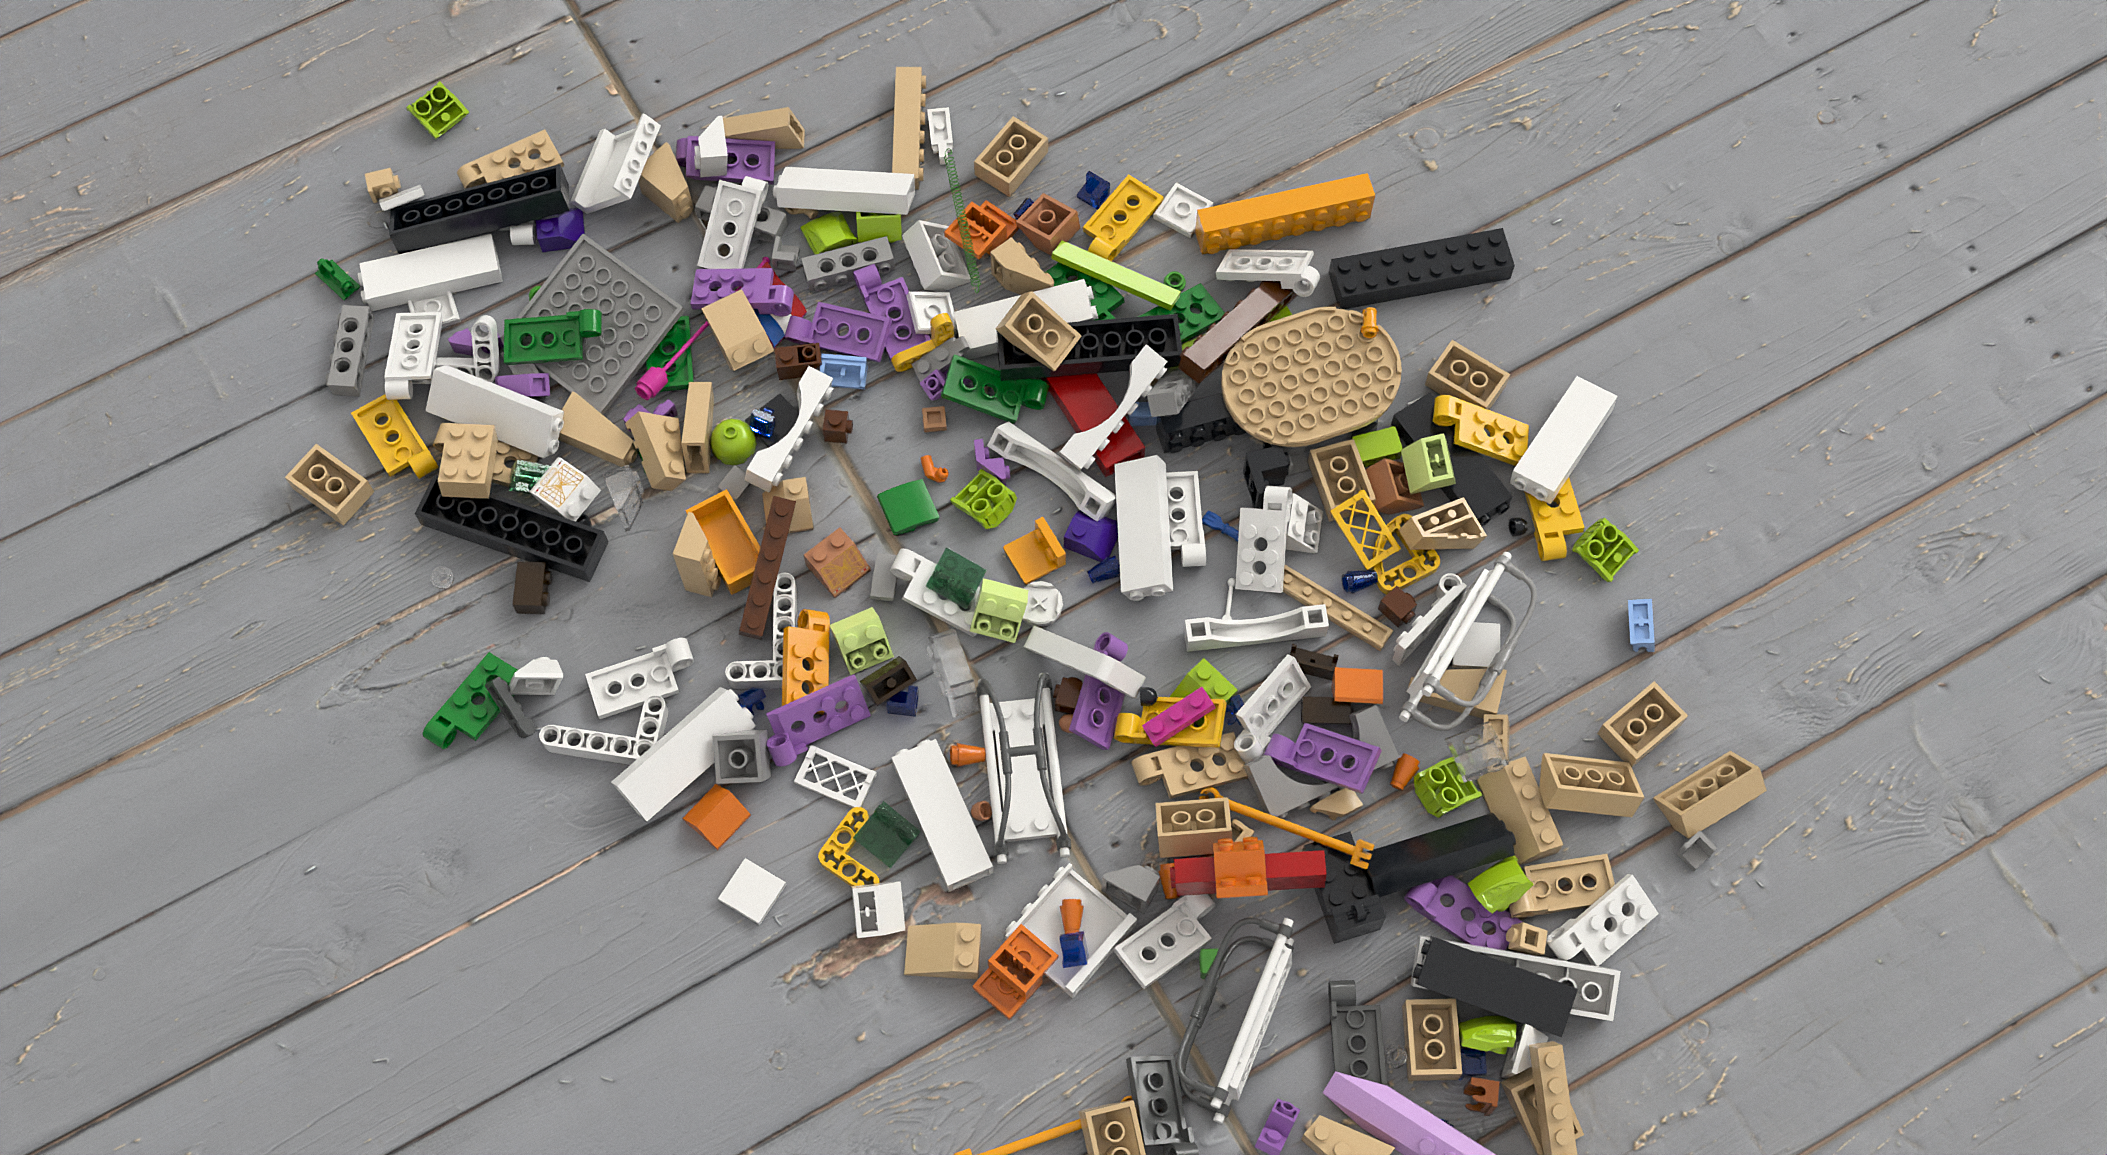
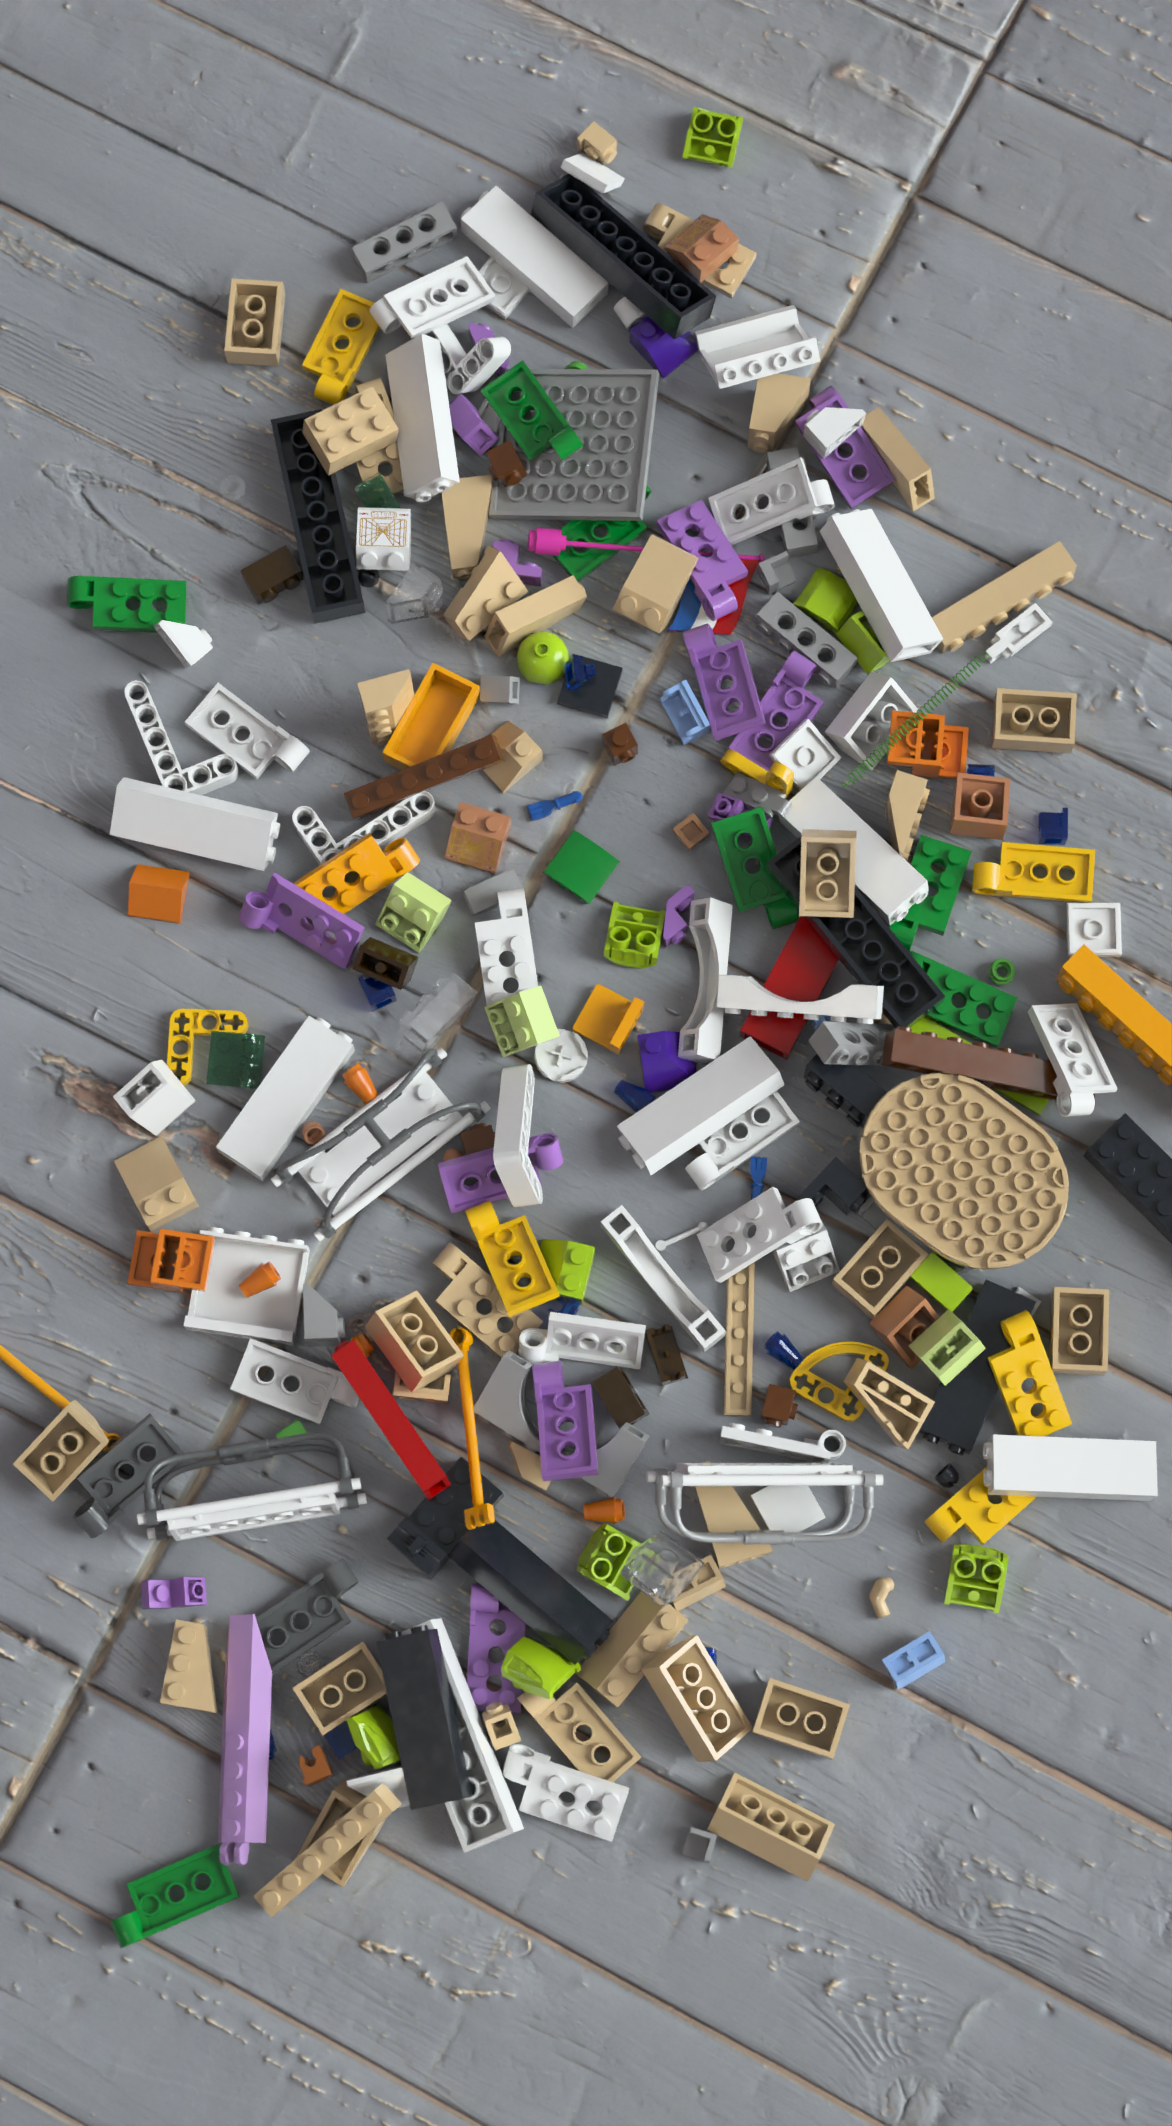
camera: 60 degrees right, 10 degrees up
(336, 278) = (471, 175): green hinge -> none
(510, 708) = (139, 639): dark grey hinge -> none
(514, 152) = (703, 246): none -> nougat slope
(573, 376) = (506, 464): none -> reddish brown brick
(741, 757) = (223, 879): light grey slope -> none
(751, 697) = (289, 847): clear blue tile -> none
(752, 891) = (106, 973): white tile -> none
(768, 463) = (529, 707): white arch -> none
(794, 360) = (665, 660): reddish brown slope -> none
(838, 796) = (244, 968): white window -> none
(845, 508) = (544, 808): none -> blue piece
(931, 472) = (633, 865): orange arm -> none
(956, 578) = (527, 960): clear green hinge -> none
(1074, 949) = (226, 1303): clear blue panel -> none
(1116, 275) = (963, 909): tile -> none
(1147, 696) = (521, 1217): black hinge -> none
(1178, 716) = (516, 1259): dark pink plate -> none
(1240, 868) = (374, 1406): orange bracket -> none
(1345, 528) = (814, 1328): yellow window -> none
(1357, 685) = (657, 1414): orange slope -> none
(1369, 326) = (1057, 1194): light orange pin -> none
(1578, 622) = (878, 1595): none -> tan arm

